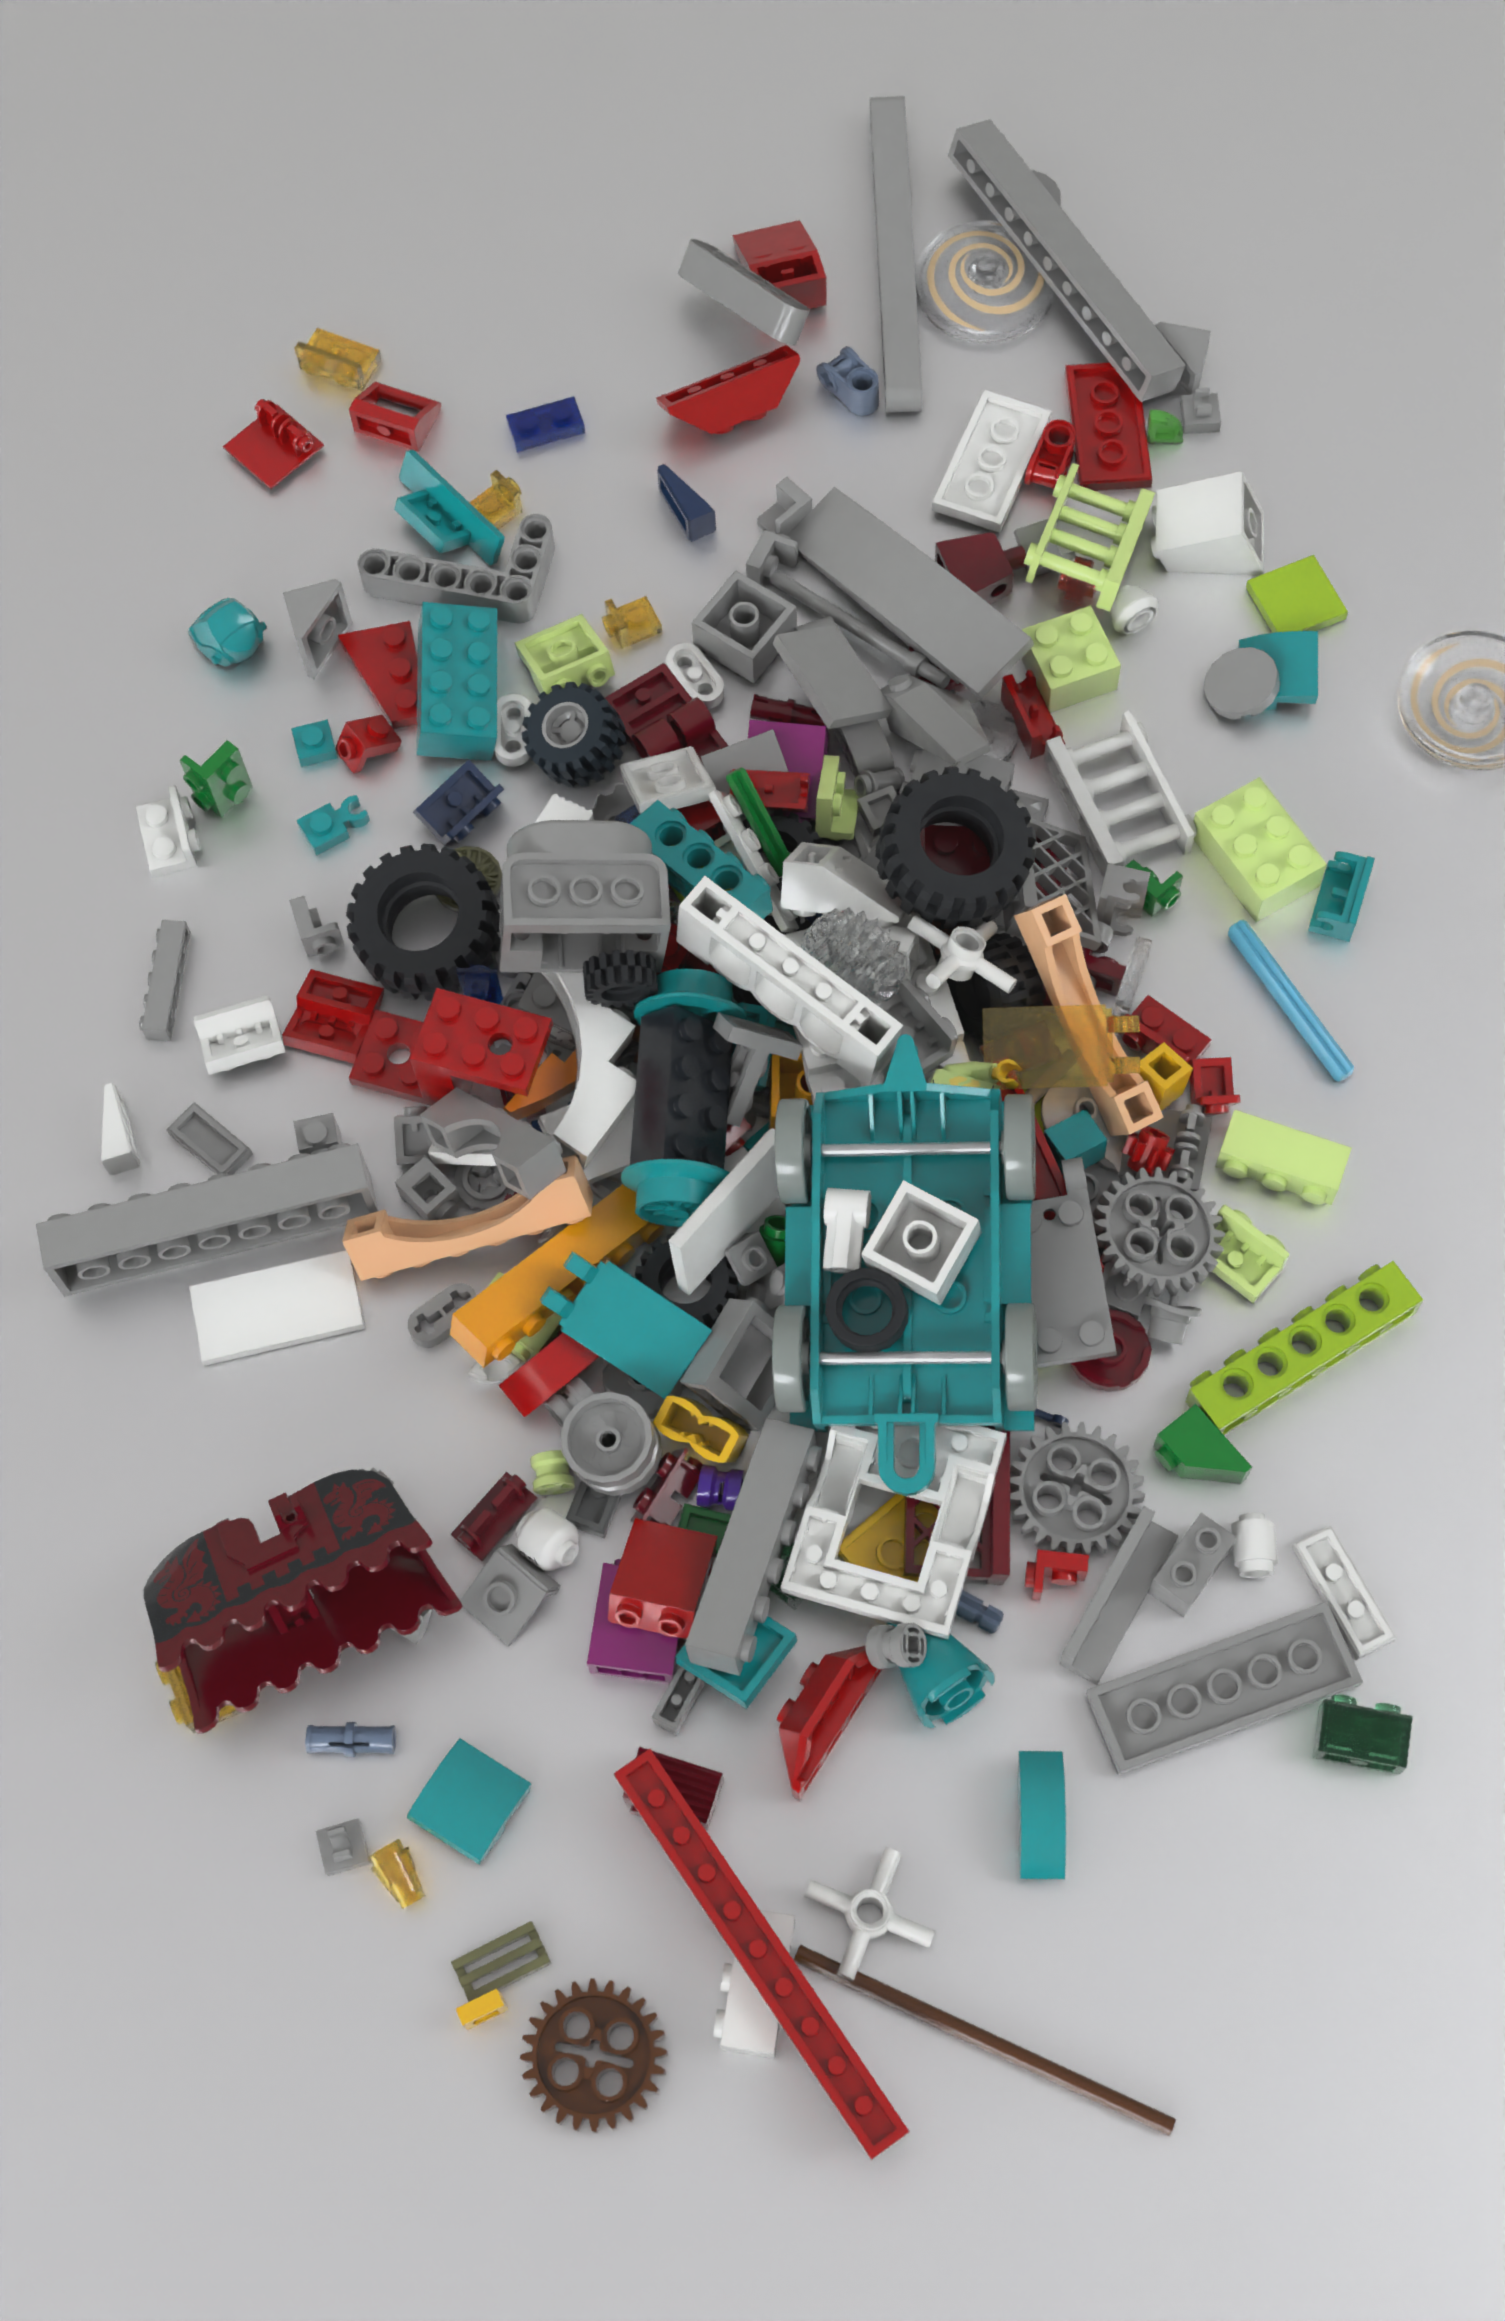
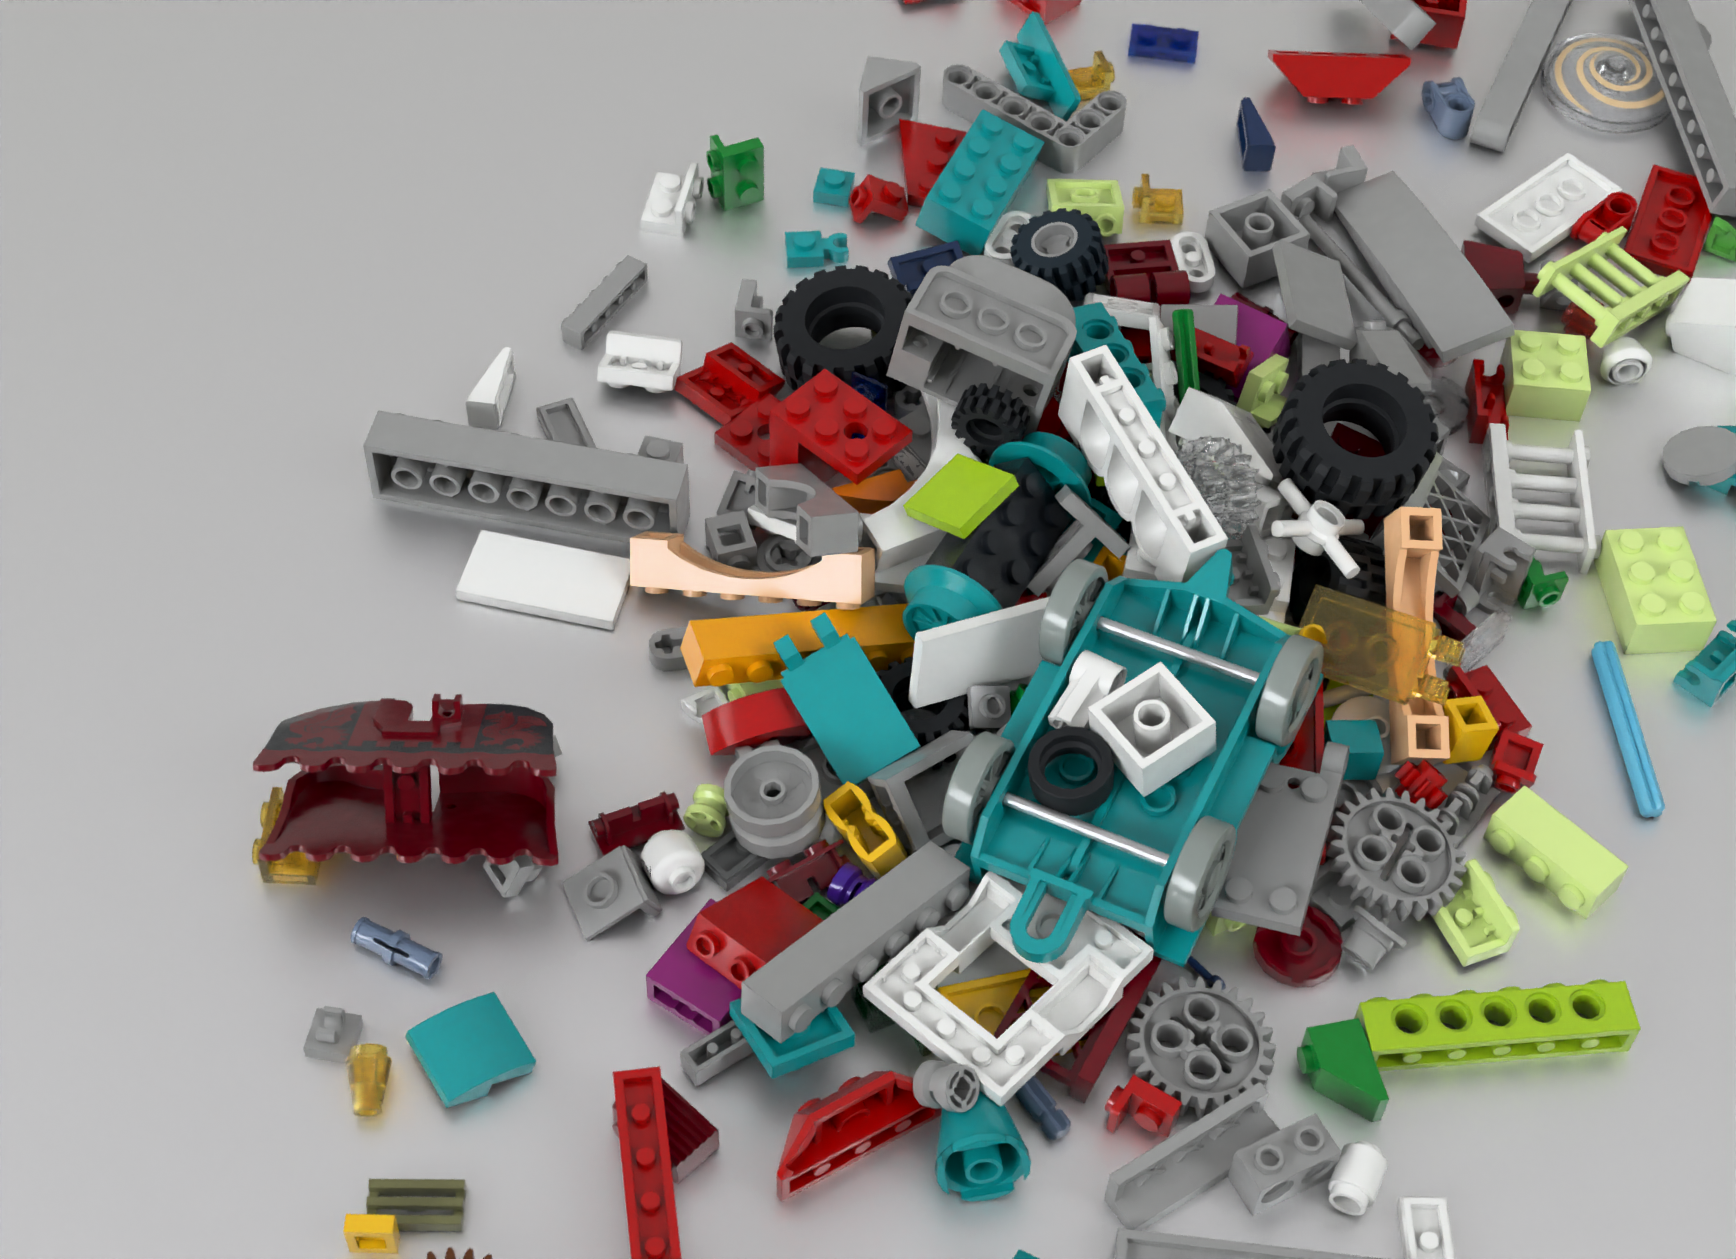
camera: 20 degrees right, 15 degrees down
(227, 632) = (808, 81): teal helmet -> none
(633, 1072) = (961, 496): none -> lime tile

